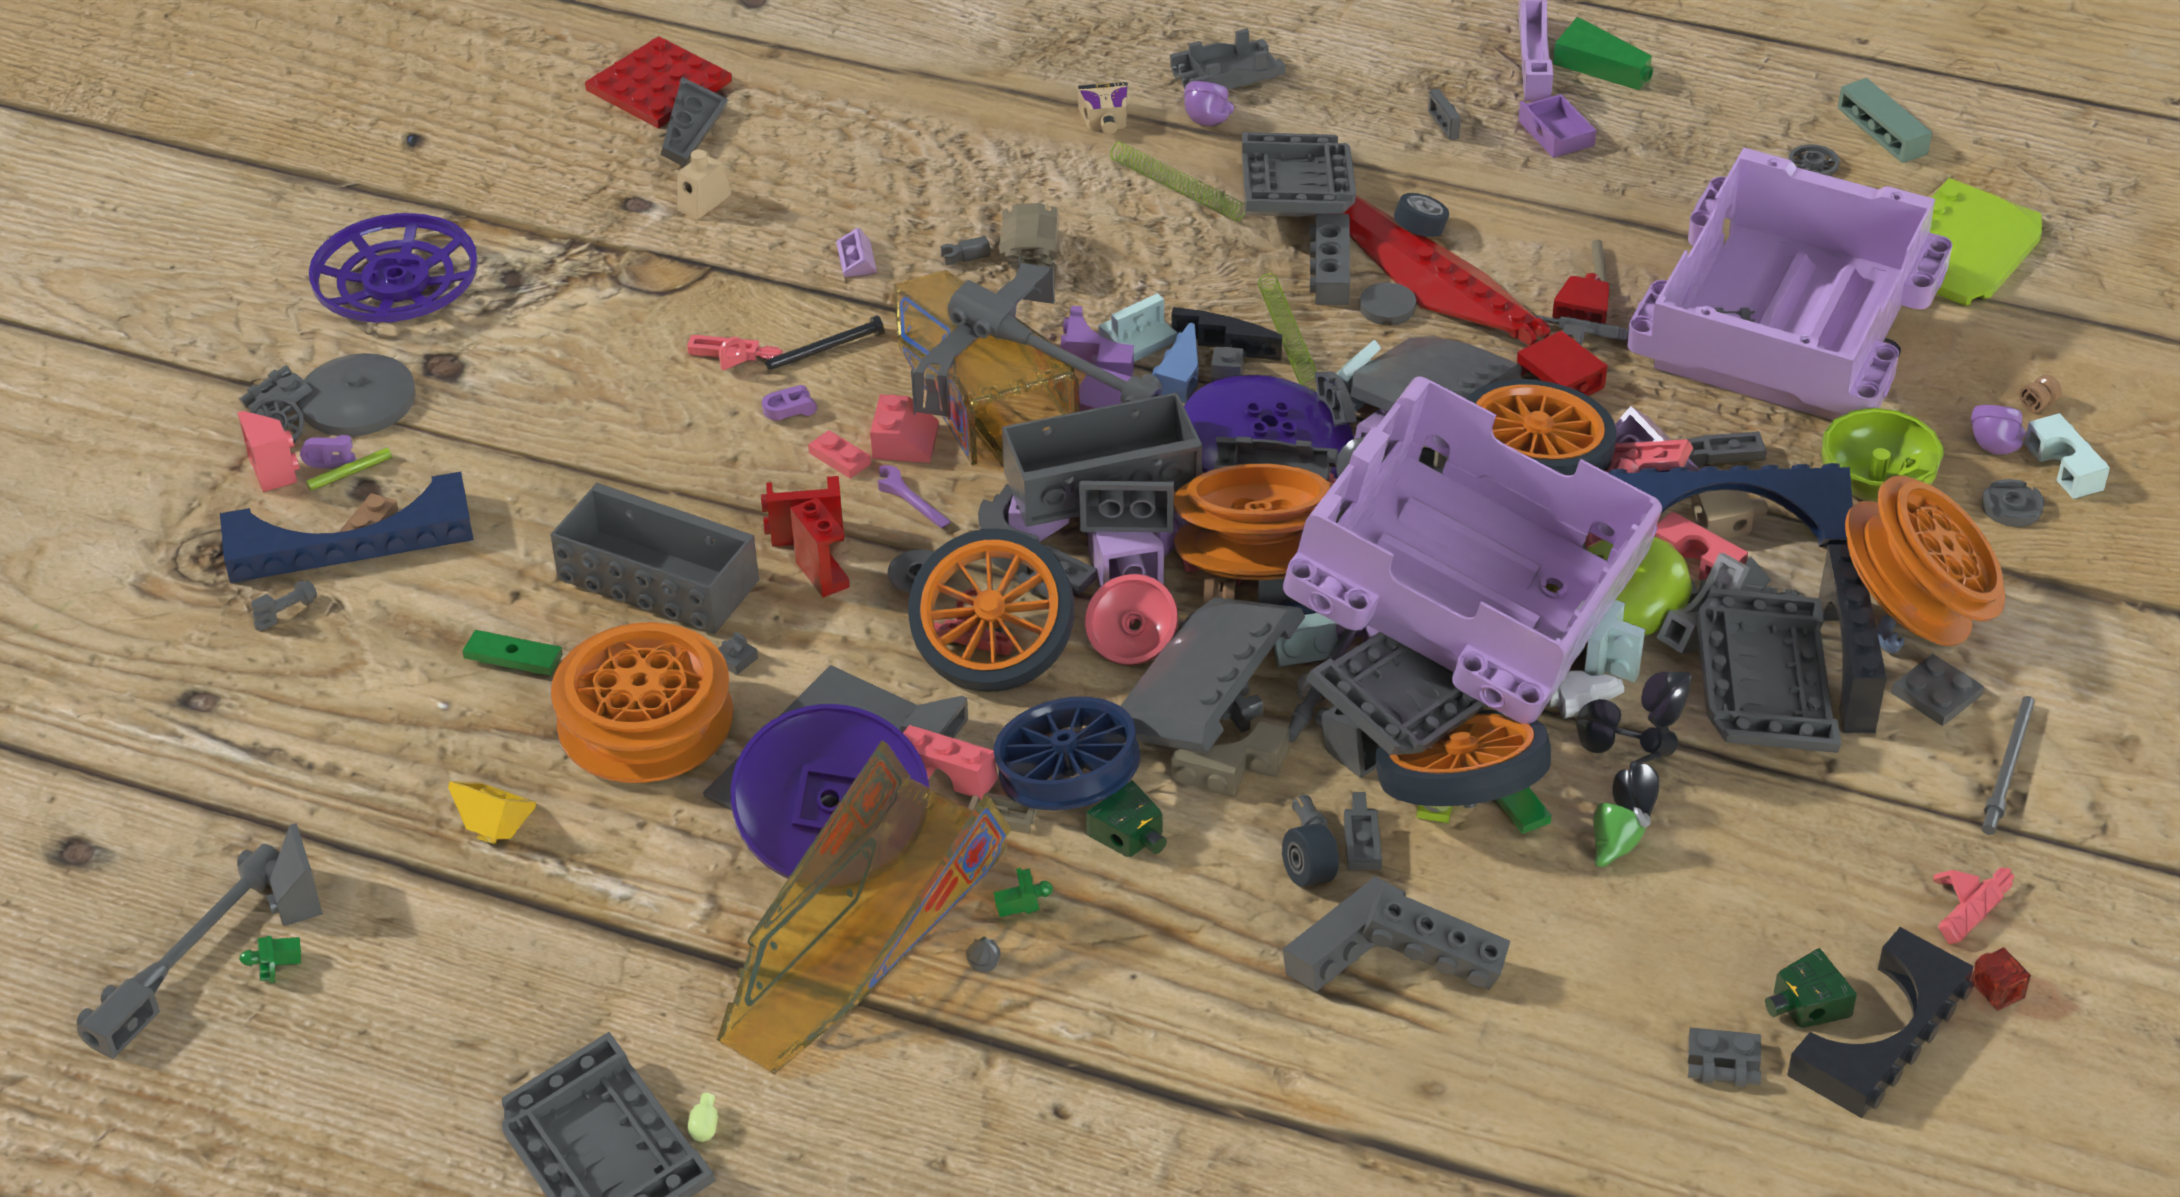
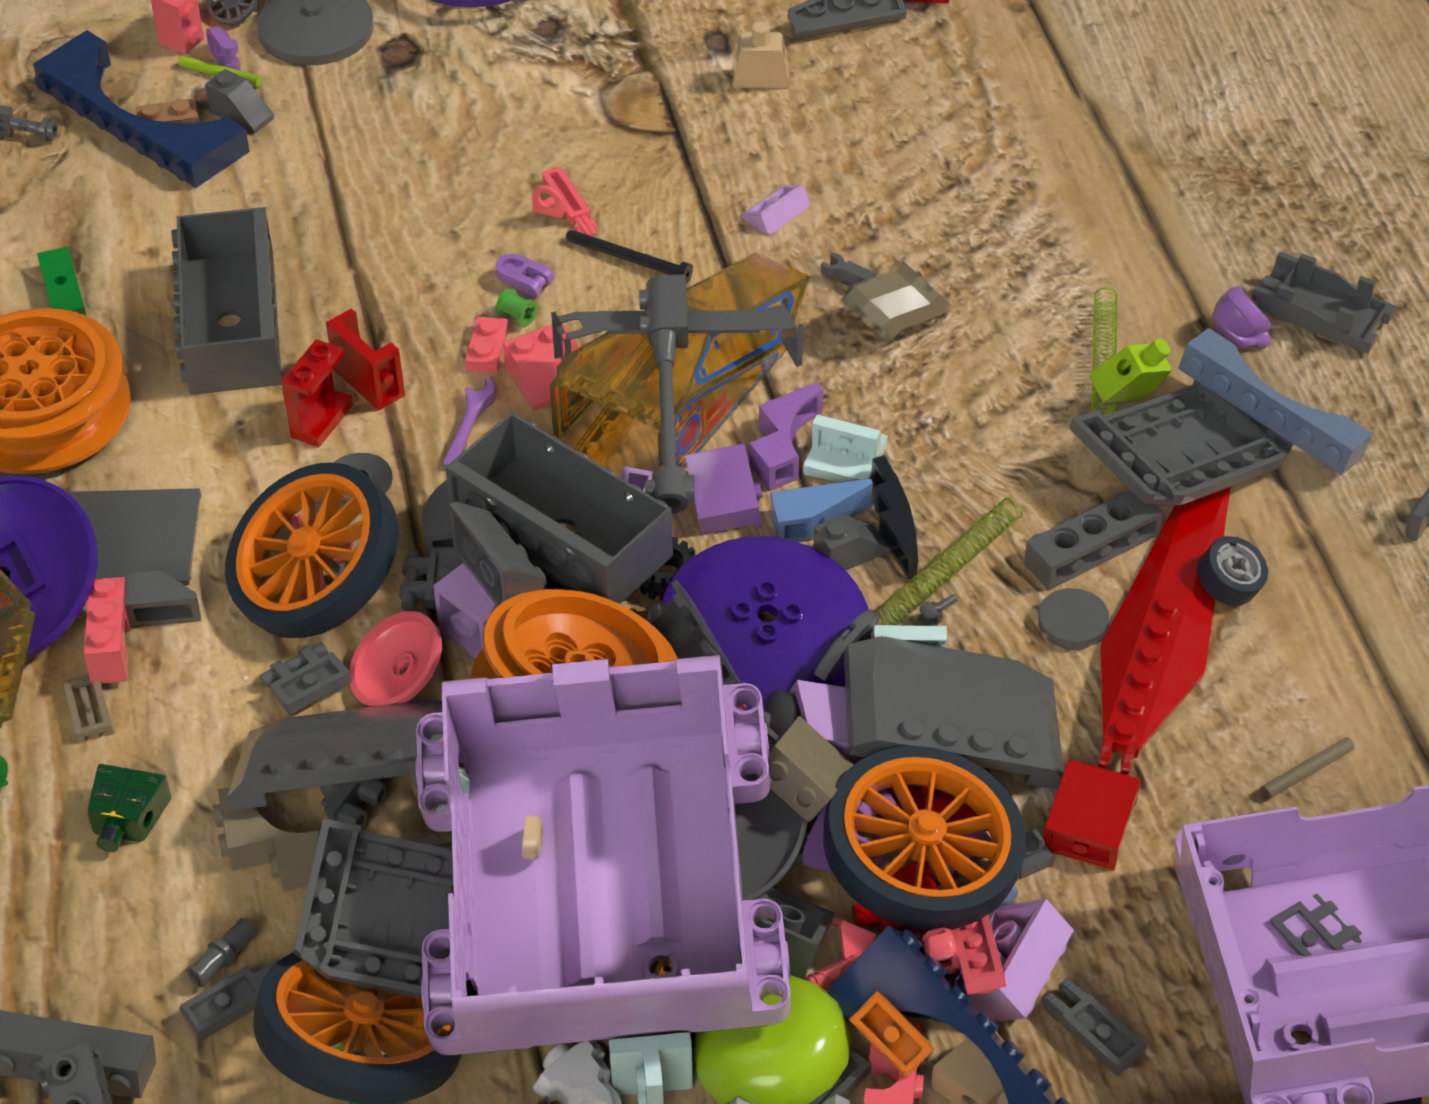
camera: 55 degrees right, 5 degrees up
(407, 469) = (238, 100): none -> dark grey slope
(738, 653) = (166, 420): dark grey tile -> none
(822, 420) = (516, 307): none -> bright green bush
(1099, 675) = (305, 677): none -> dark grey plate
(1103, 747) = (170, 709): dark blue wheel -> none
(1104, 106) = (1162, 252): tan torso -> none
(1214, 170) = (1133, 372): none -> lime torso
(1257, 126) = (1323, 435): none -> sand blue arch
(1310, 855) = (159, 968): black wheel -> none
(1324, 362) = (930, 613): none -> dark grey hand
(1414, 579) = (532, 837): none -> tan tile
(1578, 327) = (1174, 791): dark grey piece -> none
(1583, 299) = (1225, 778): red torso -> none
(1683, 521) = (892, 1034): none -> orange slope

